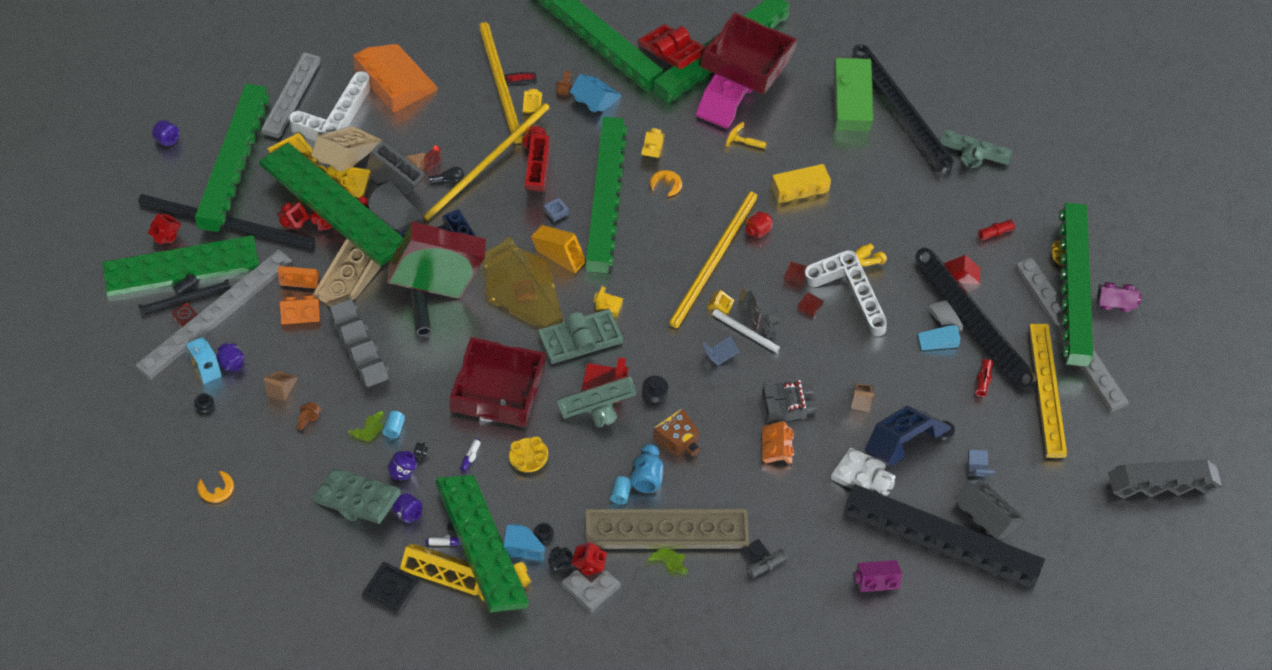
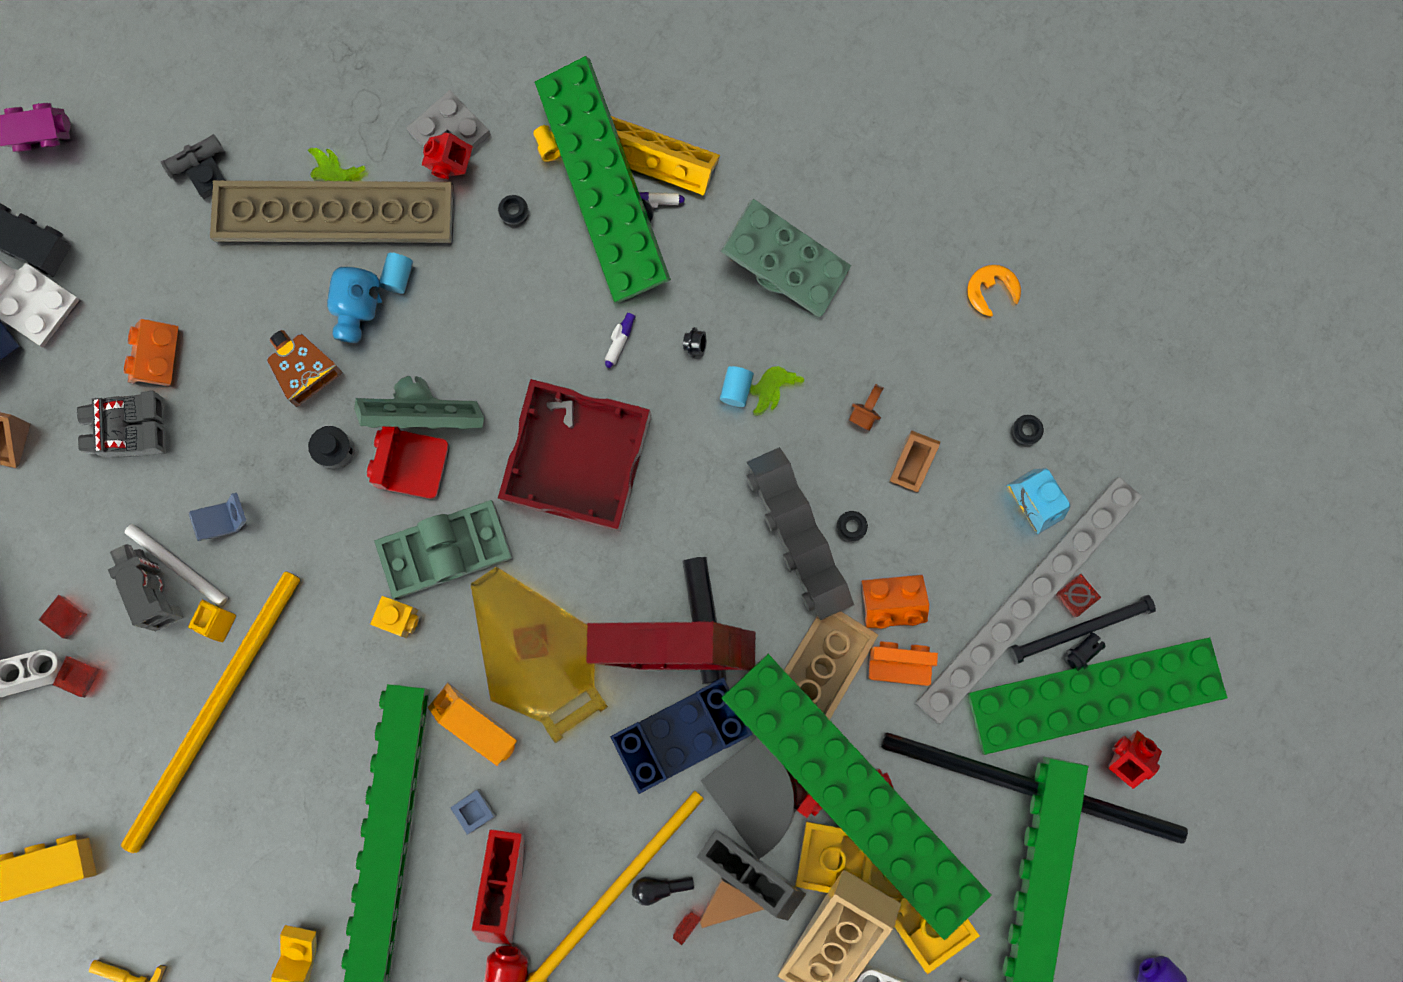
camera: 175 degrees left, 25 degrees up
(230, 357) = (997, 506): dark purple head -> none
(292, 215) = (922, 788): red brick -> none
(323, 345) = (861, 523): none -> black plate
(390, 588) = (731, 129): black tile -> none
(402, 465) = (720, 309): dark purple head -> none
(407, 508) = (708, 243): dark purple head -> none
(523, 543) = (544, 186): dark azure slope -> none
(528, 454) = (531, 336): yellow dish -> none
(560, 559) = (488, 160): black gear -> none
(669, 176) = (271, 894): light orange head -> none
(758, 224) = (125, 778): red head -> none

